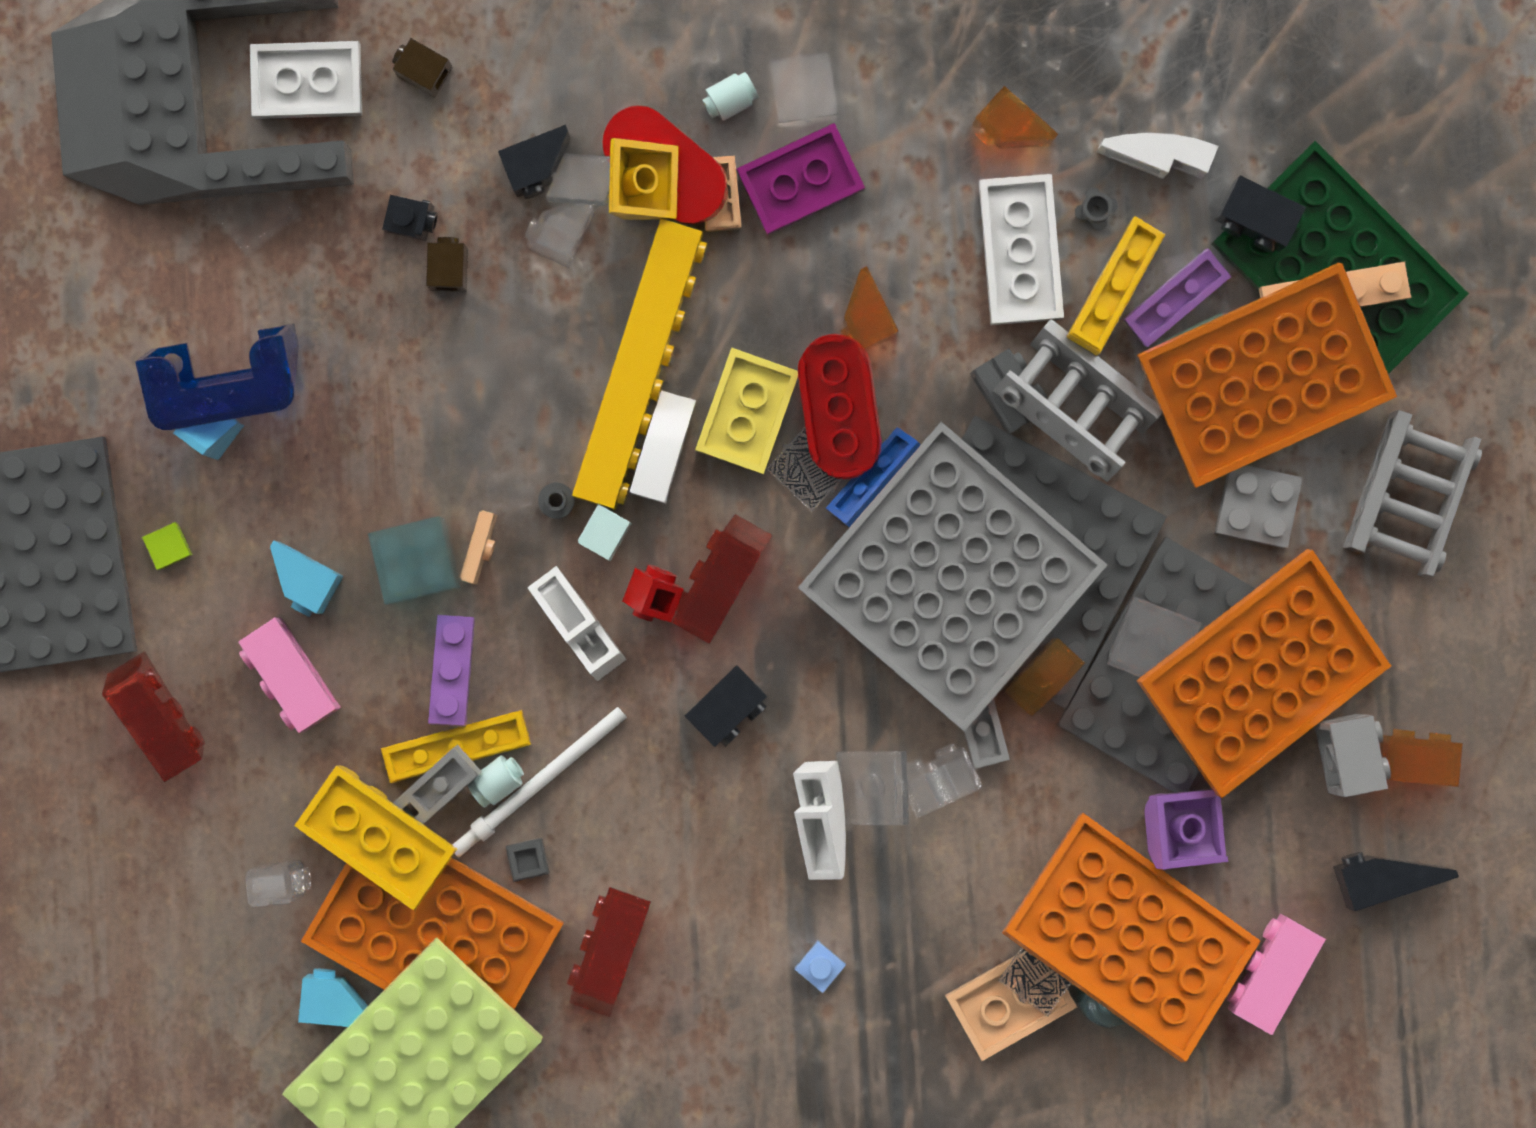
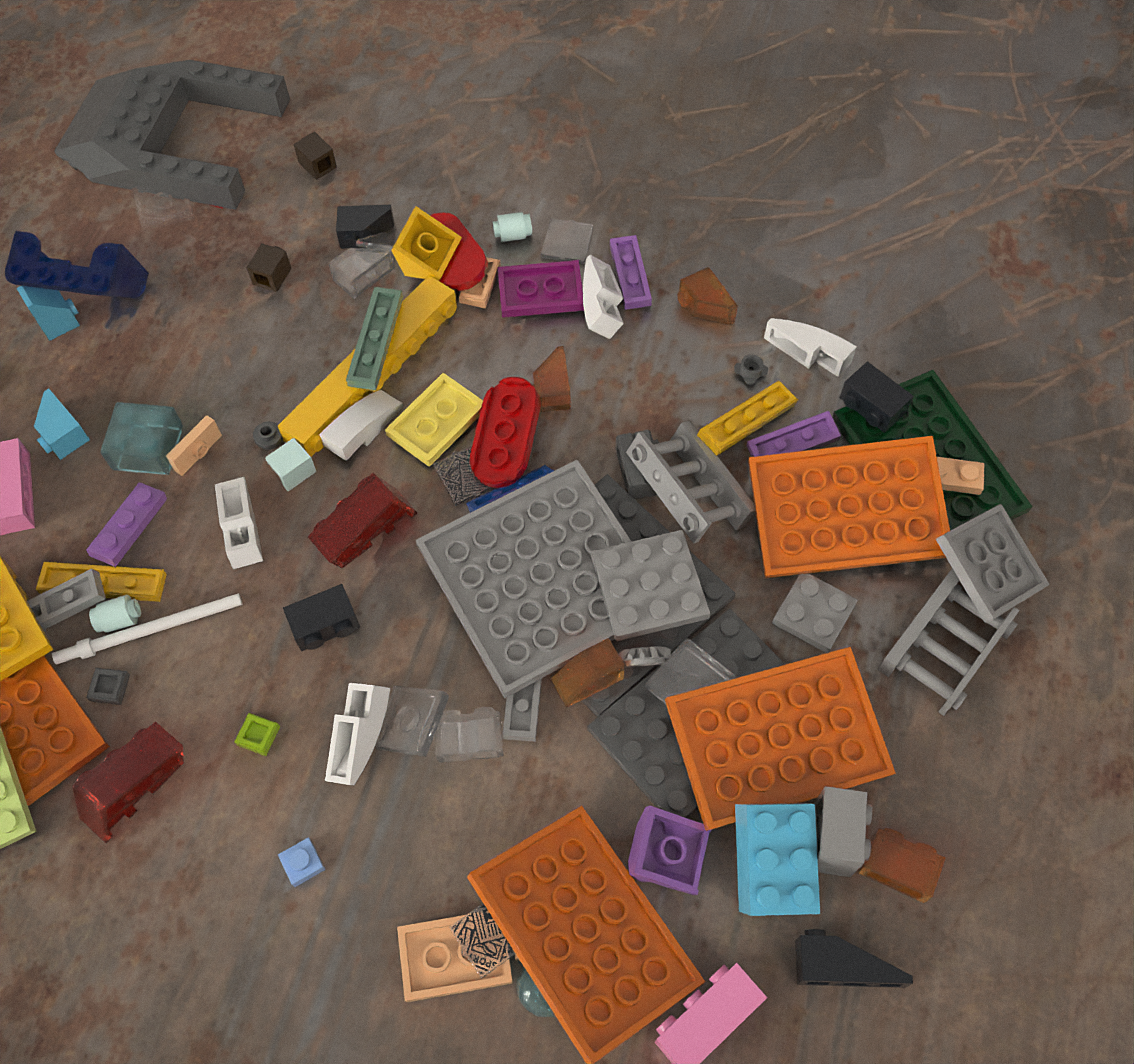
camera: 25 degrees right, 25 degrees down
(306, 79) = (237, 143): white plate -> none
(410, 218) = (260, 232): black bracket -> none
(639, 340) = (374, 338): none -> sand green plate
(653, 594) = (304, 513): red brick -> none
(713, 854) = (257, 734): none -> lime tile
(883, 170) = (601, 298): none -> white slope
(903, 114) = (630, 272): none -> medium lavender plate
(1021, 249) = (684, 376): white plate -> none
(1077, 554) = (650, 585): none -> light grey plate
(1100, 639) = (645, 656): none -> light grey gear
(1298, 803) = (777, 859): none -> medium azure brick
(1441, 390) = (992, 563): none -> light grey plate

